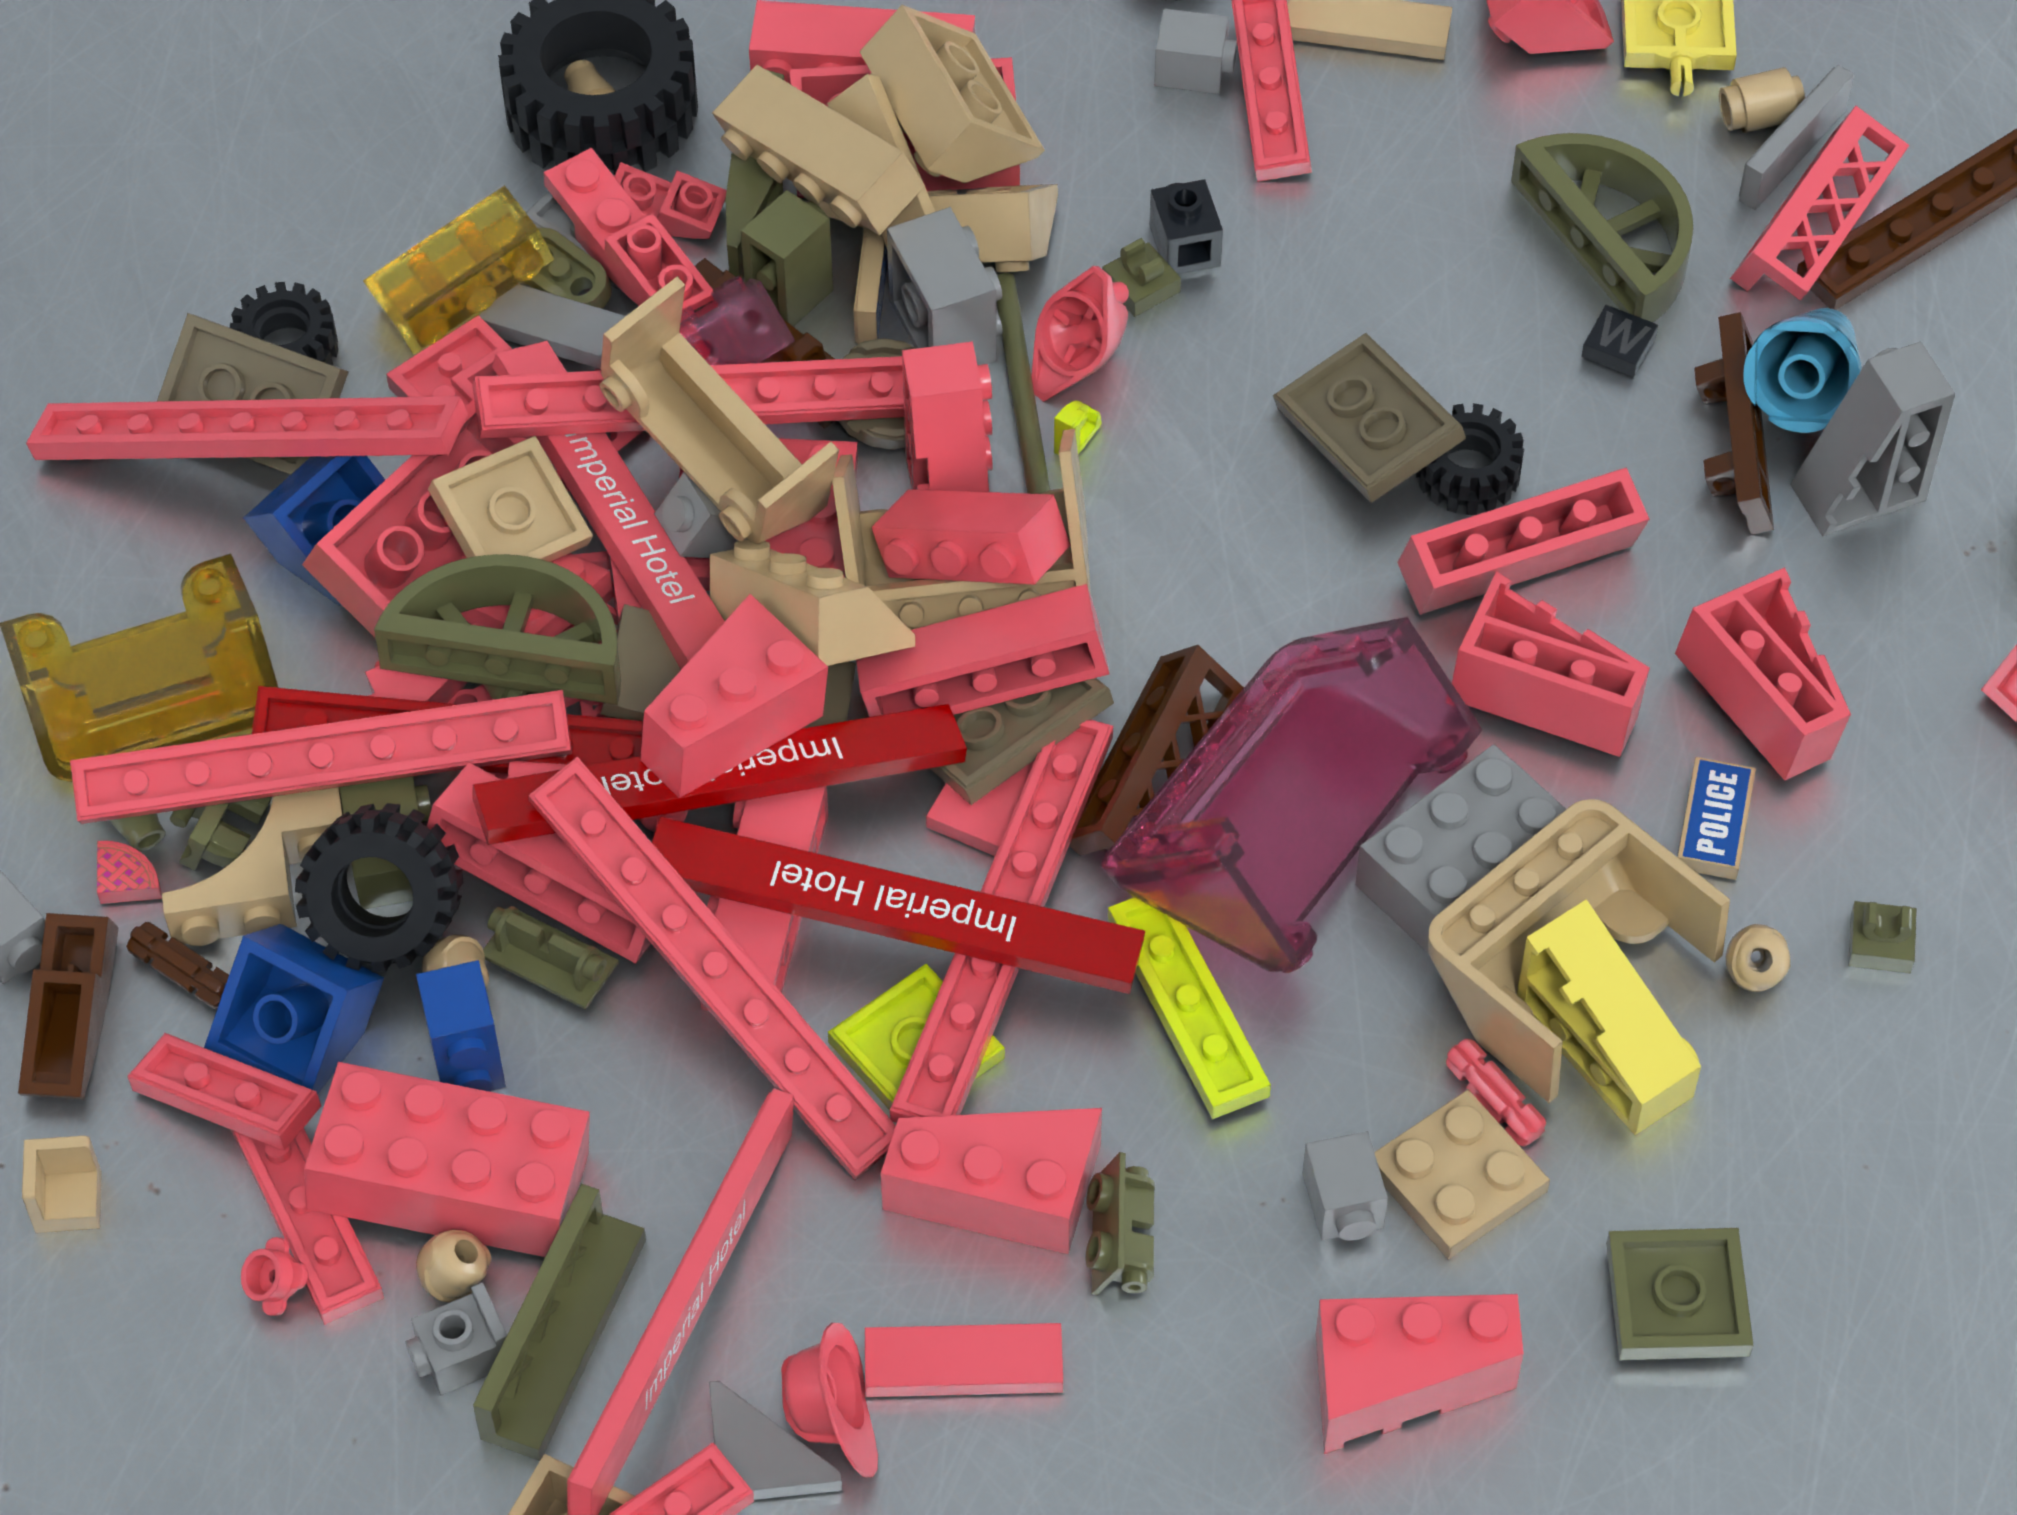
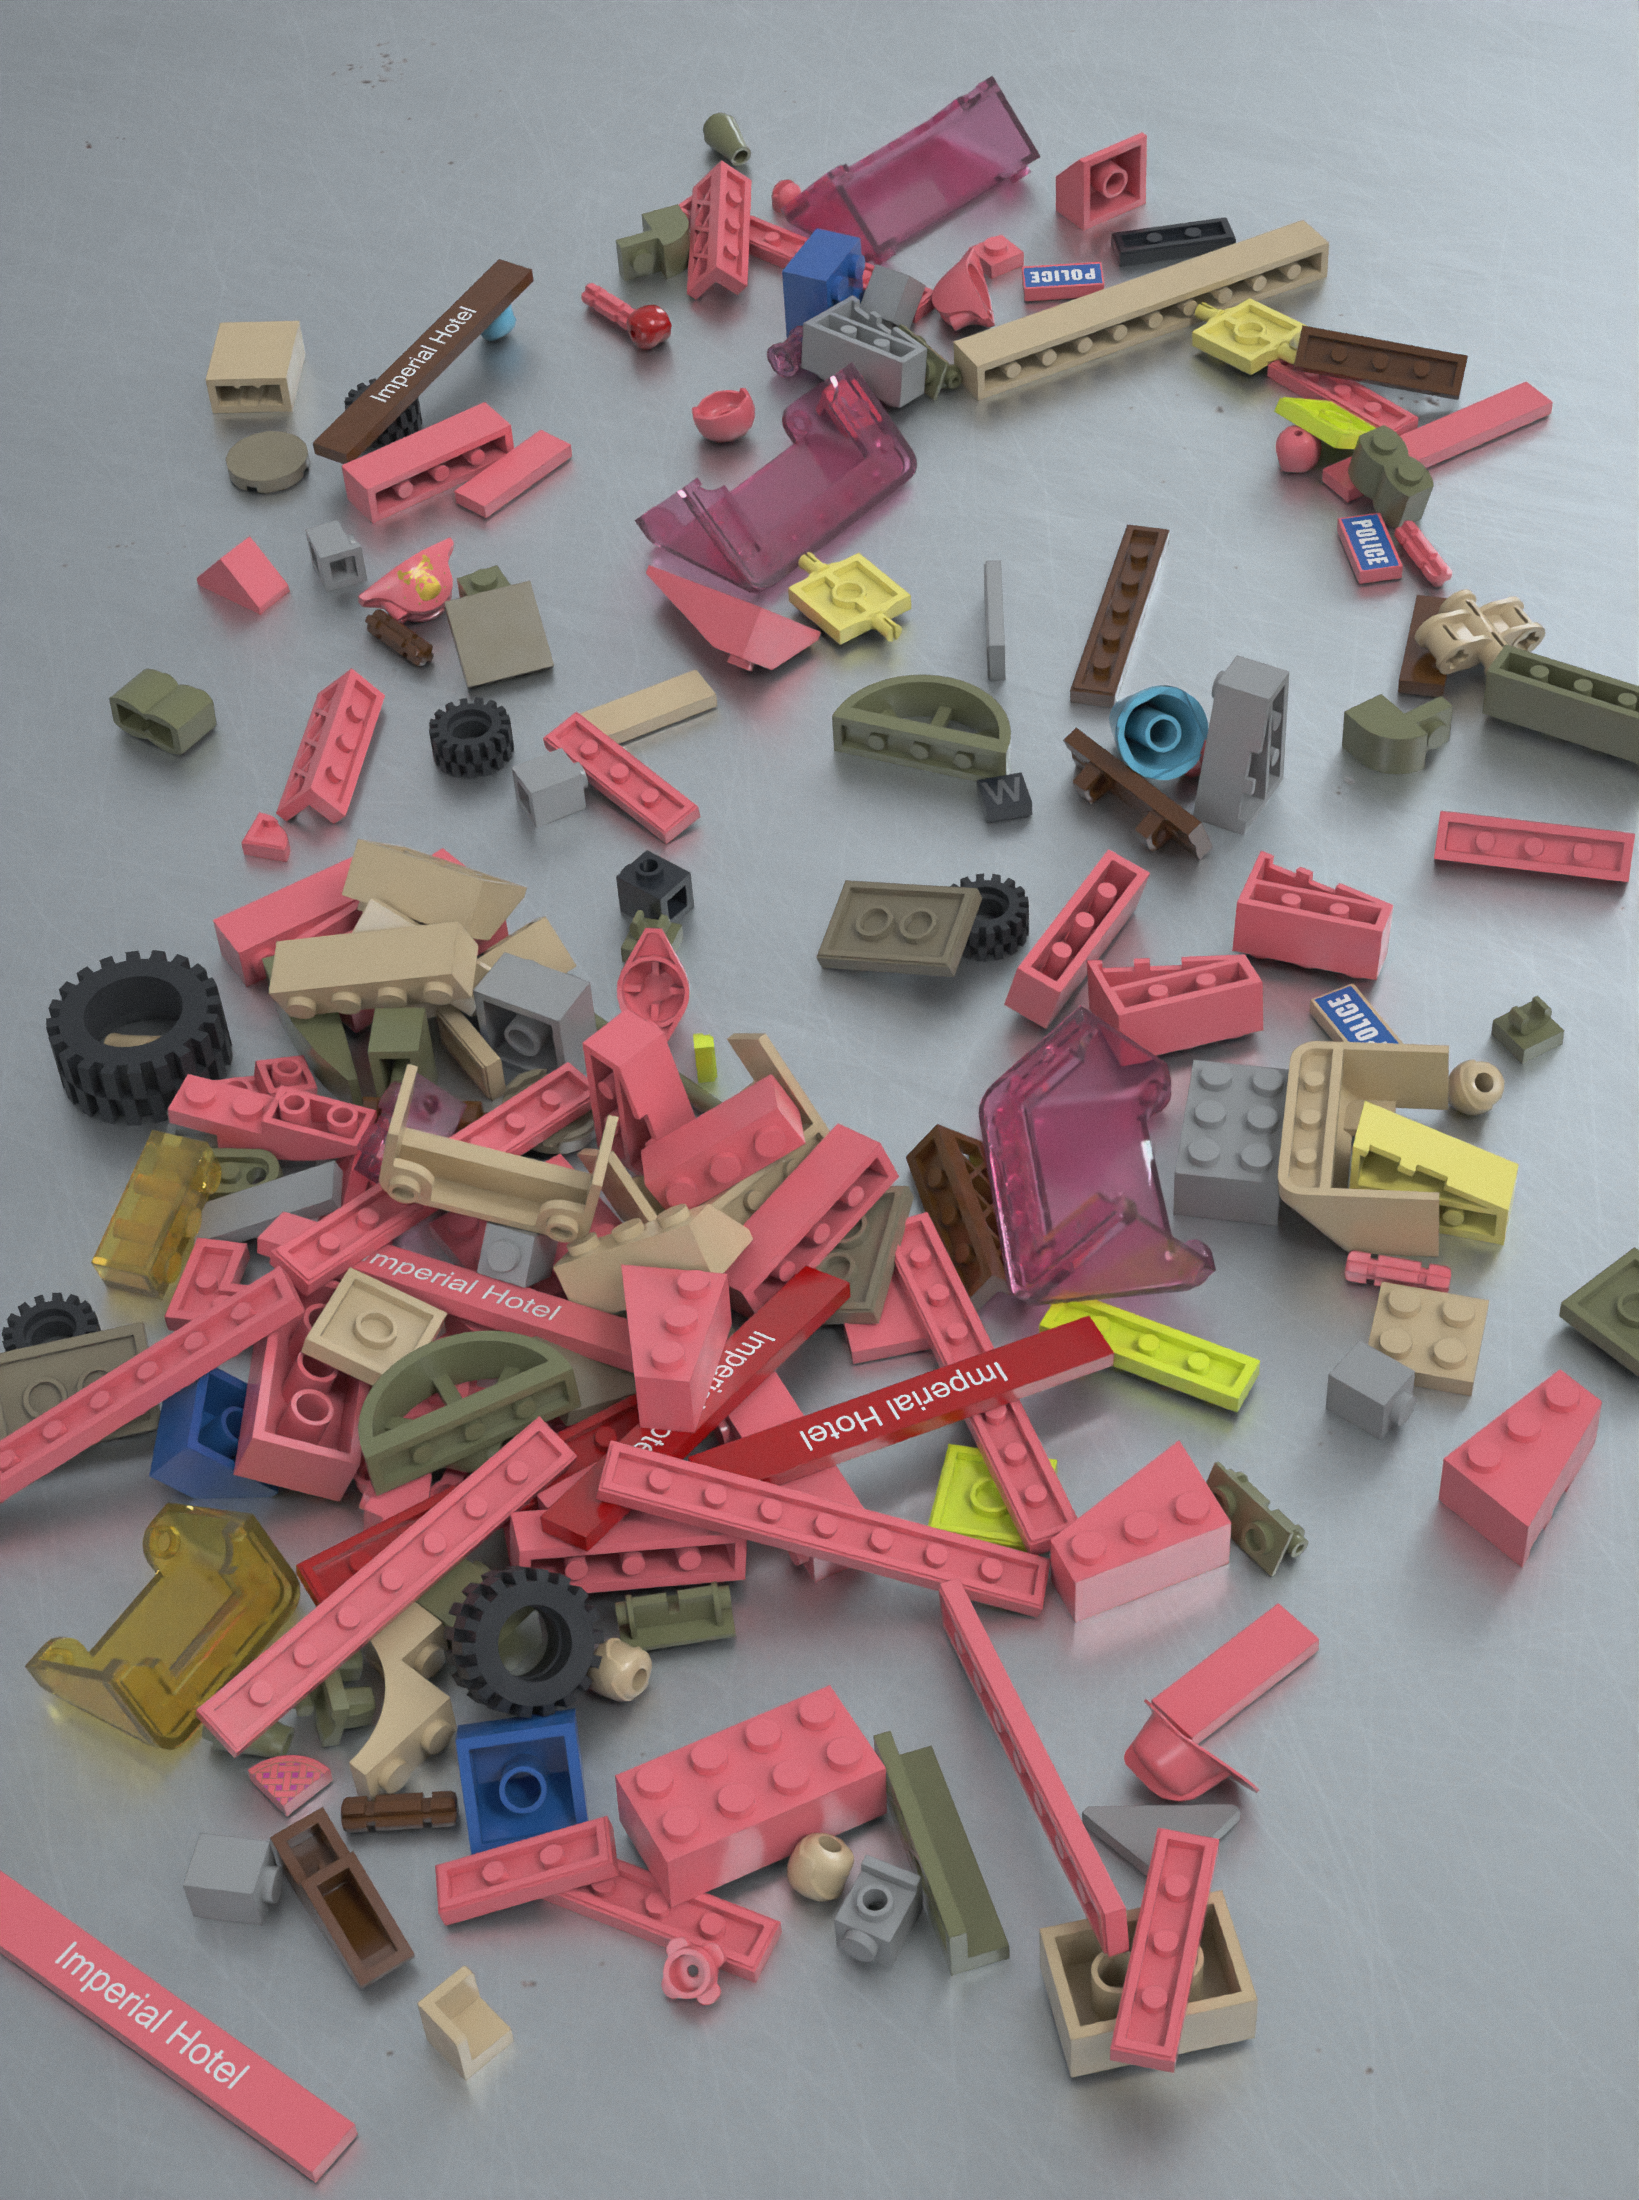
camera: 35 degrees left, 10 degrees down
(461, 1027) = (674, 1694): blue brick -> none
(1760, 100) = (950, 613): tan brick -> none
(1804, 199) = (1039, 641): coral fence -> none

